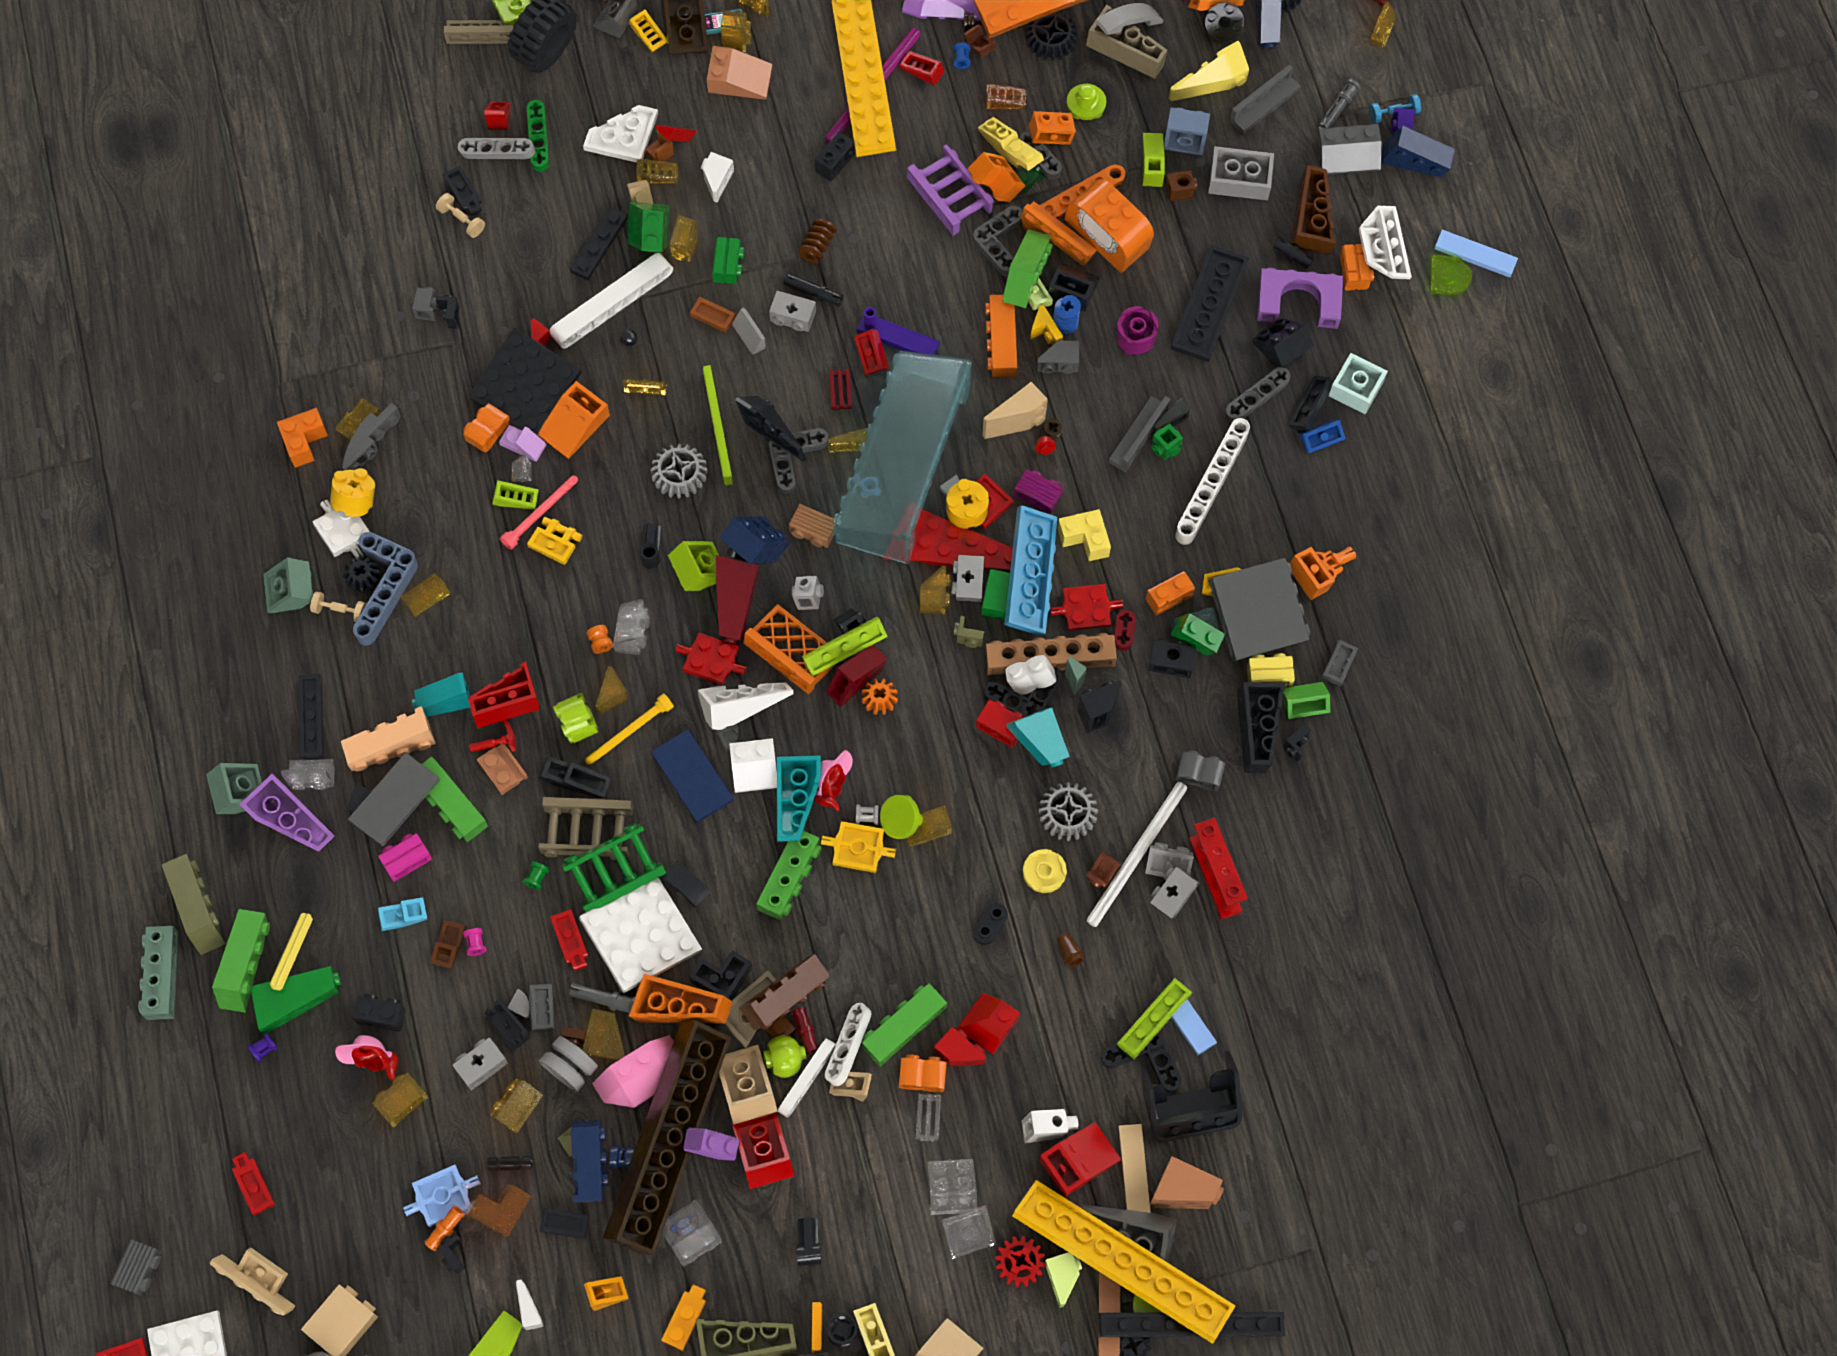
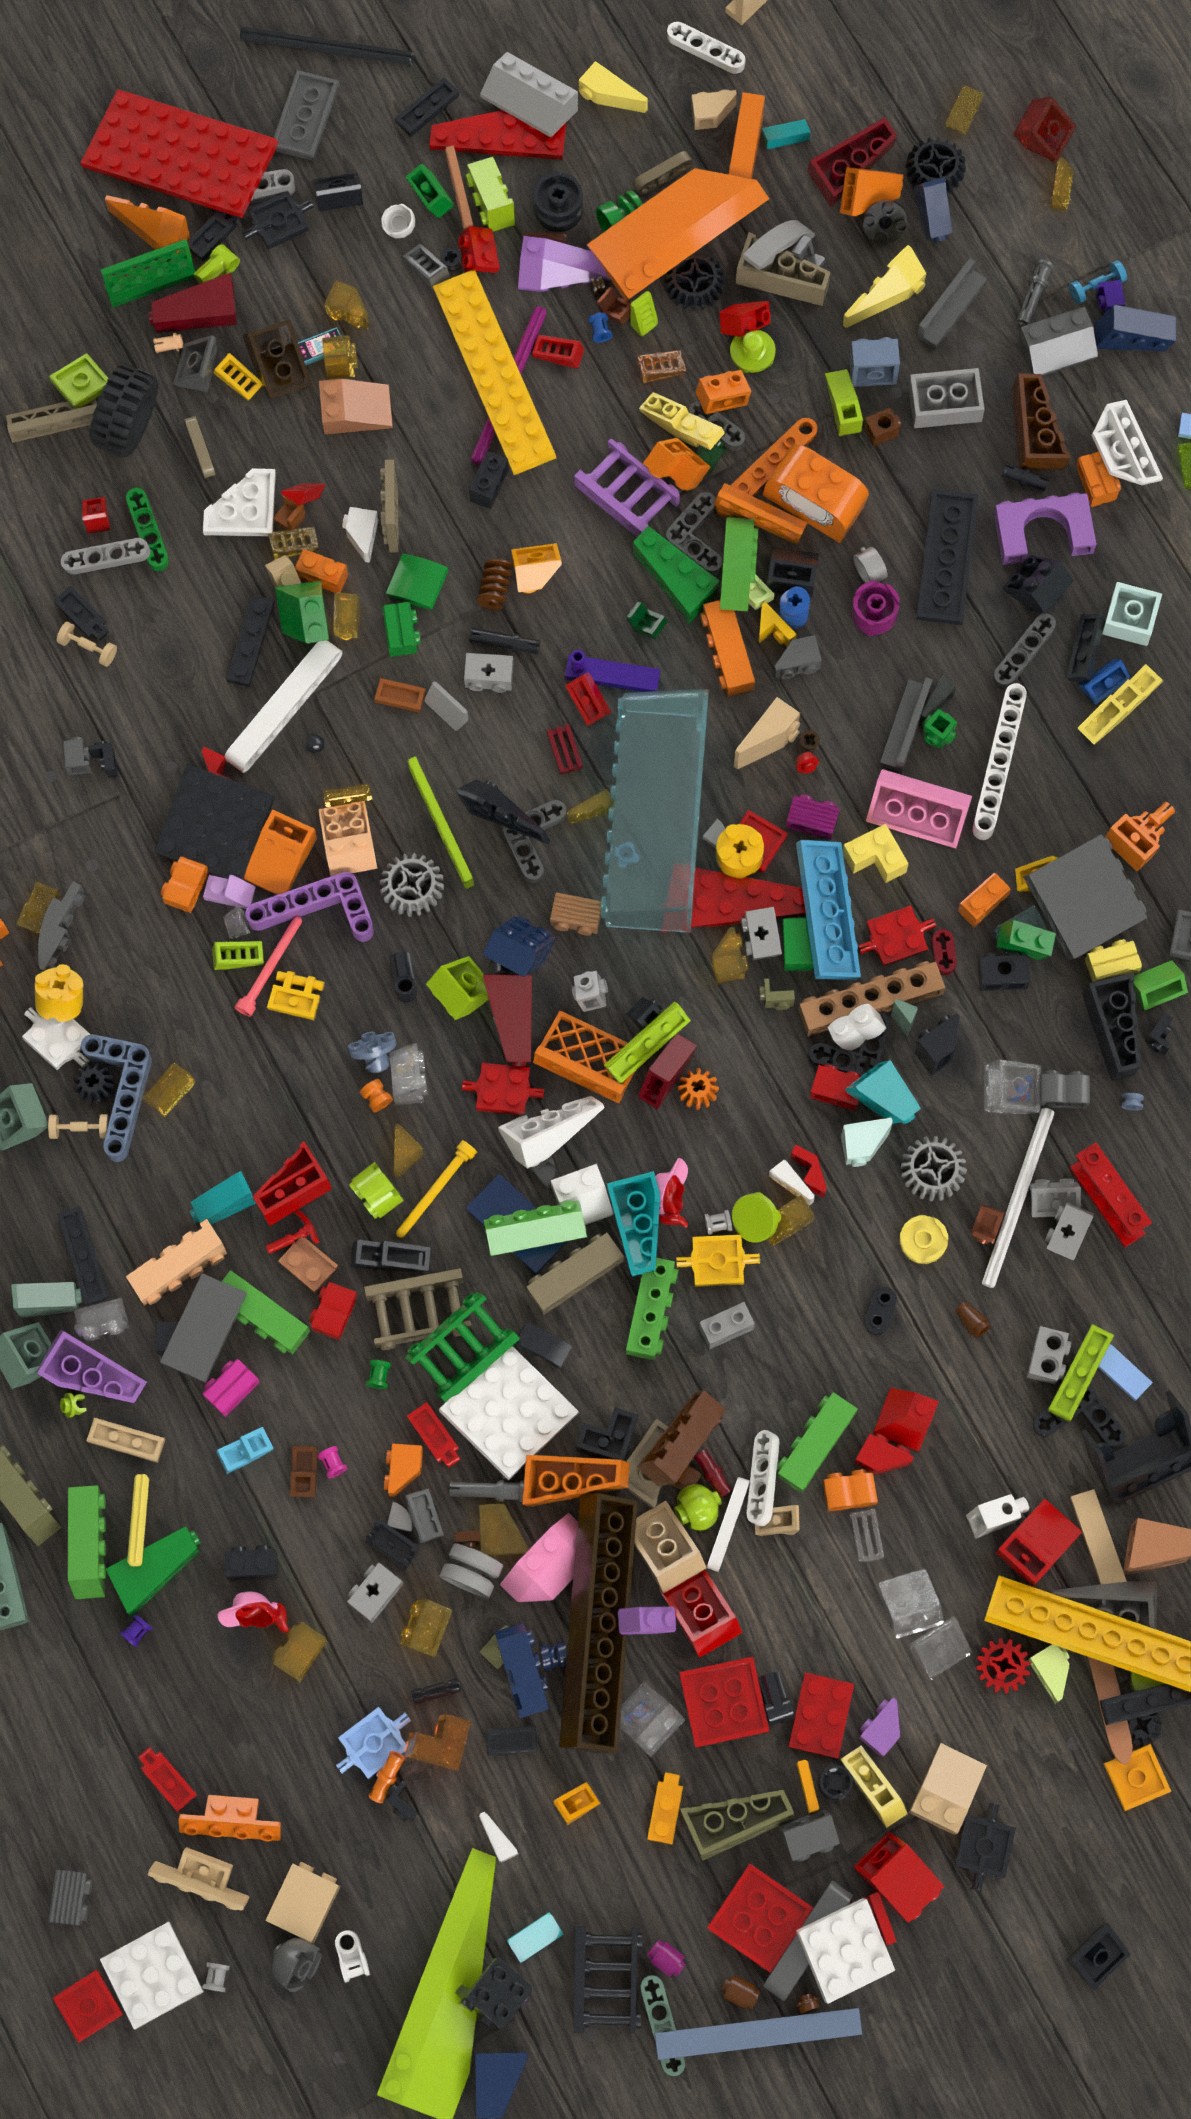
camera: 10 degrees left, 5 degrees up
(261, 840) = (68, 1405): none -> lime plate
(266, 744) = (45, 1298): none -> slope
(297, 1232) = (230, 1818): none -> orange bracket
(302, 881) = (126, 1440): none -> tan tile
(512, 812) = (333, 1310): none -> red brick
(536, 960) = (405, 1467): none -> orange slope
(591, 468) = (315, 903): none -> medium lavender beam
(600, 80) = (199, 447): none -> dark tan beam
(607, 600) = (373, 1050): none -> sand blue plate
(634, 421) = (347, 838): none -> light nougat slope
(669, 194) = (315, 567): none -> orange brick
(704, 780) = (535, 1227): none -> brick
(730, 828) = (574, 1273): none -> dark tan brick
(745, 157) = (389, 503): none -> dark tan plate
(752, 225) = (417, 581): none -> green slope
(762, 1234) = (724, 1702): none -> red plate
(846, 1267) = (821, 1715): none -> red plate
(851, 904) = (726, 1325): none -> light grey brick
(854, 234) = (535, 566): none -> light orange slope
(897, 1294) = (884, 1730): none -> medium lavender slope
(936, 788) = (791, 1181): none -> white slope
(937, 299) = (646, 621): none -> dark green bracket
(960, 795) = (814, 1179): none -> red slope
(973, 265) = (676, 573): none -> green wedge
(1000, 51) = (643, 314): none -> lime slope
(1013, 772) = (863, 1140): none -> light aqua slope
(1086, 72) = (744, 318): none -> red slope
(1126, 995) = (1042, 1354): none -> light grey brick
(1132, 504) = (918, 808): none -> bright pink slope
(1141, 294) = (870, 565): none -> light grey piece
(1151, 29) = (804, 250): none -> dark grey bracket
(1154, 757) = (1012, 1087): none -> clear slope
(1258, 794) = (1132, 1101): none -> sand blue bush
(1330, 457) = (1120, 704): none -> light yellow slope

